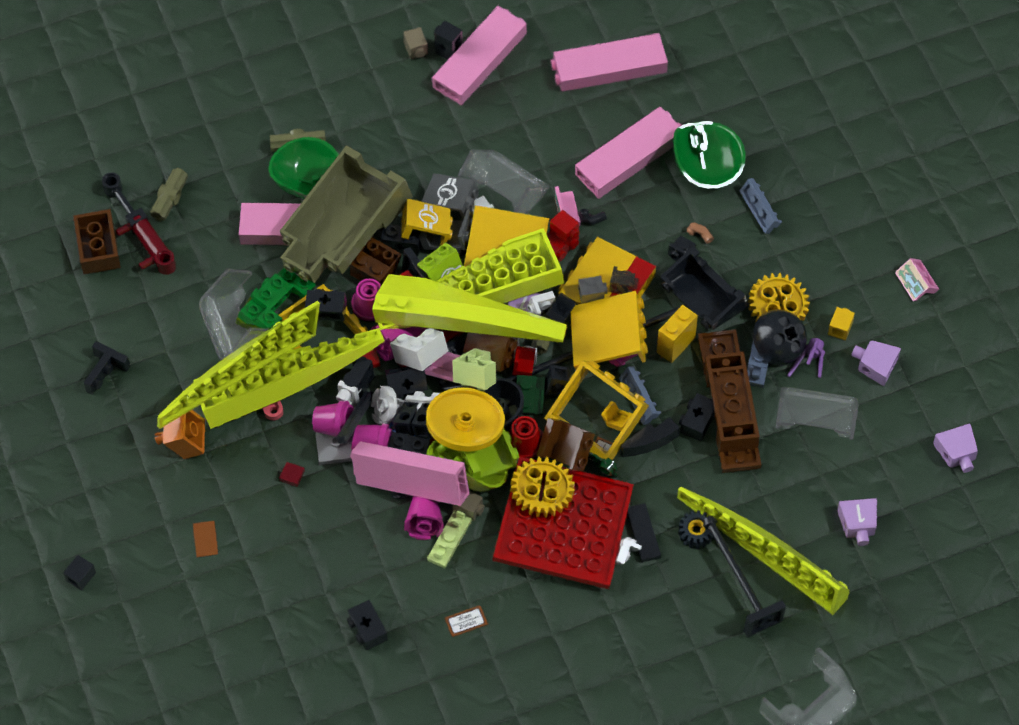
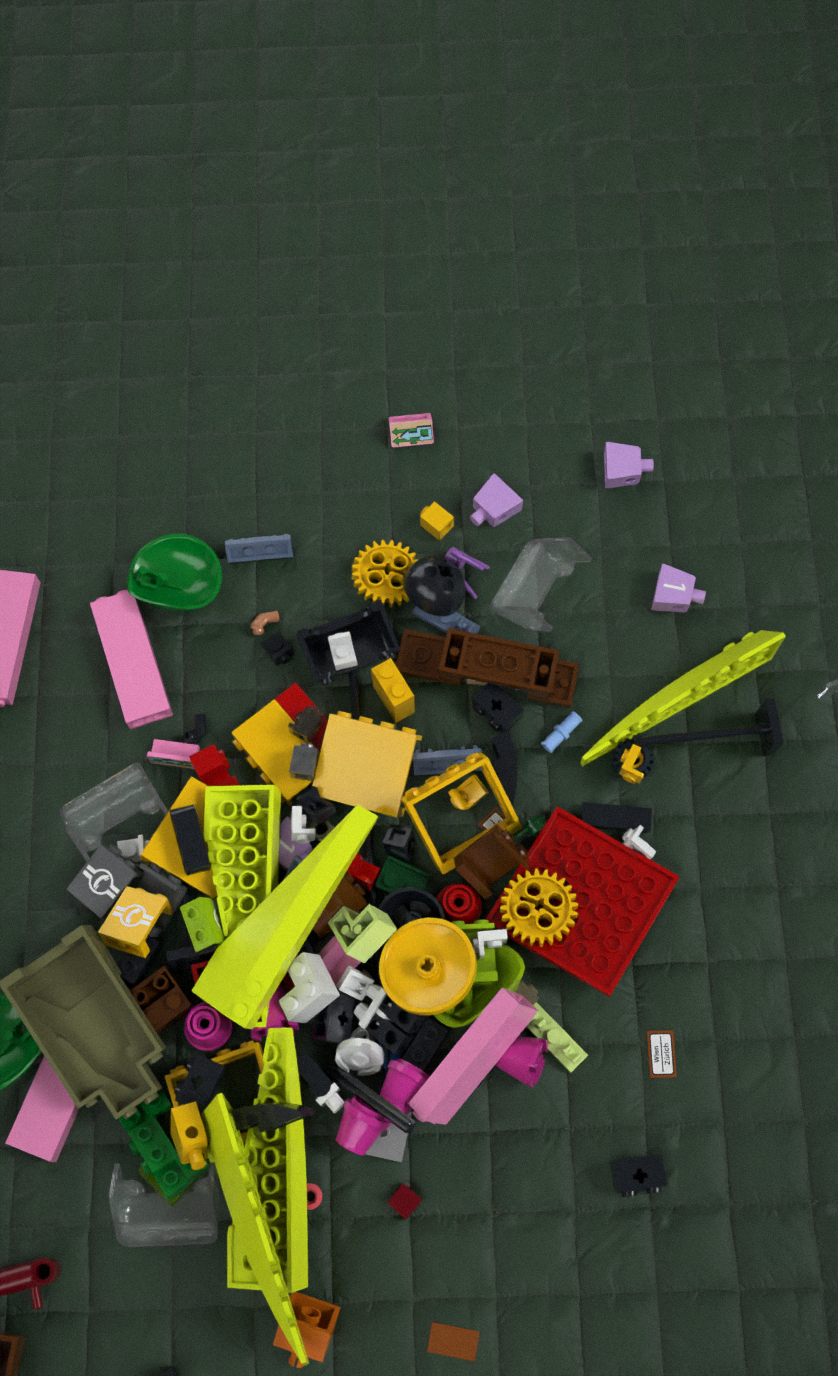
camera: 70 degrees left, 10 degrees up
(279, 308) = (189, 1135): none -> yellow torso
(316, 348) = (270, 1115): none -> black slope
(436, 382) = (355, 982): none -> white bracket
(498, 232) = (189, 840): none -> black beam
(504, 460) = (492, 938): none -> white bracket
(687, 519) = (628, 760): none -> yellow bracket
(697, 290) = (342, 650): none -> white bracket
(698, 470) = (561, 731): none -> light blue pin

